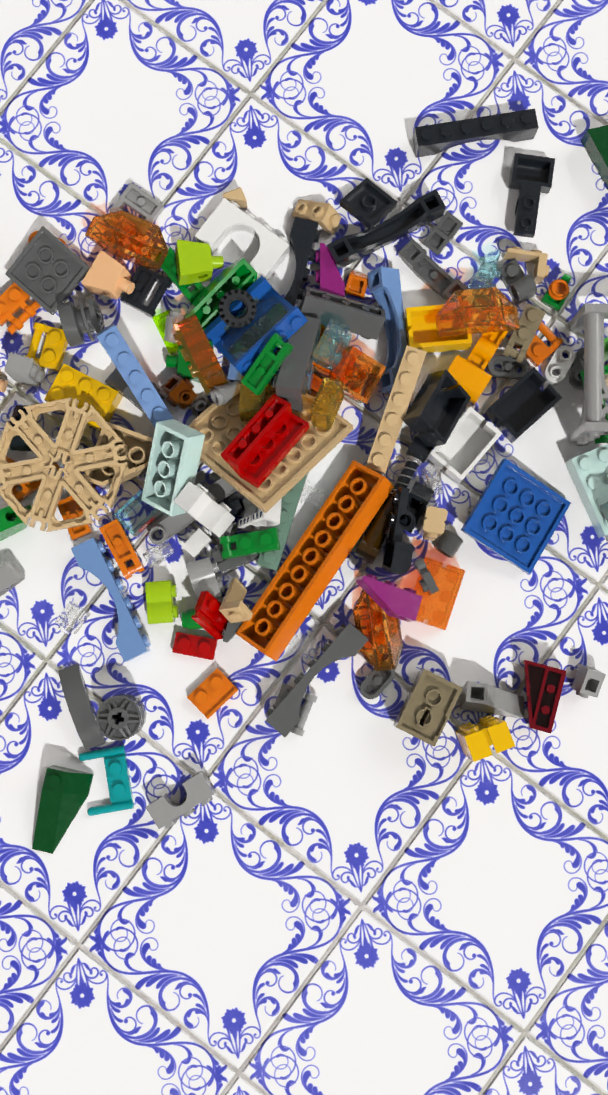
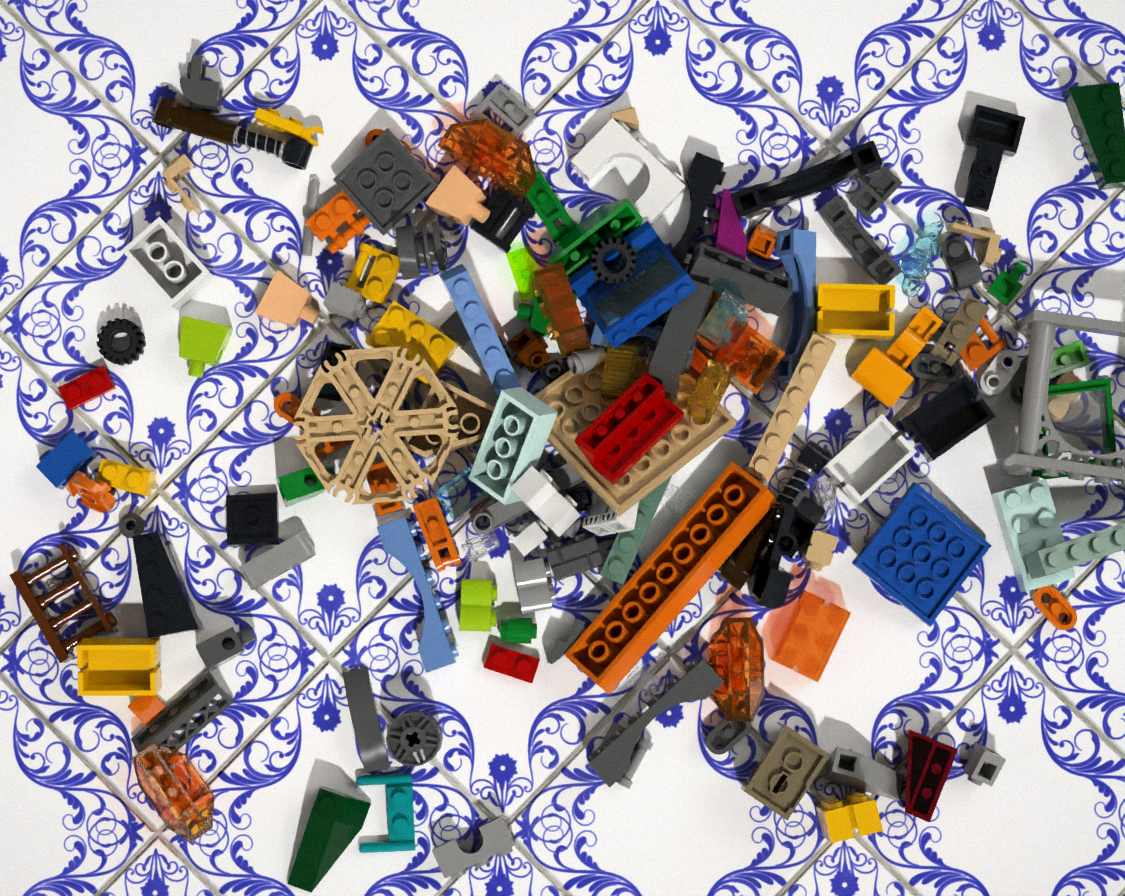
camera: 10 degrees right, 0 degrees up
(72, 618) = (367, 612): clear brick -> none
(172, 319) = (531, 263): light grey cone -> none
(195, 262) = (567, 194): lime torso -> none
(209, 616) = (538, 629): red plate -> none
(212, 693) = (526, 723): orange plate -> none
(232, 604) = (565, 621): tan bracket -> none
(250, 543) = (595, 548): green plate -> none
(266, 364) = (642, 338): green plate -> none
(318, 212) = (723, 148): tan bracket -> none
(368, 203) = (788, 144): black plate -> none
(394, 601) = (759, 639): magenta slope -> none
(427, 582) = (802, 621): dark grey plate -> none
(436, 409) = (840, 411): black piece -> none
(448, 543) = (835, 577): dark grey piece -> none
(476, 312) = (903, 300): clear orange wedge -> none
(506, 126) = (970, 69): black arch -> none
(558, 289) = (1008, 281): orange plate -> none

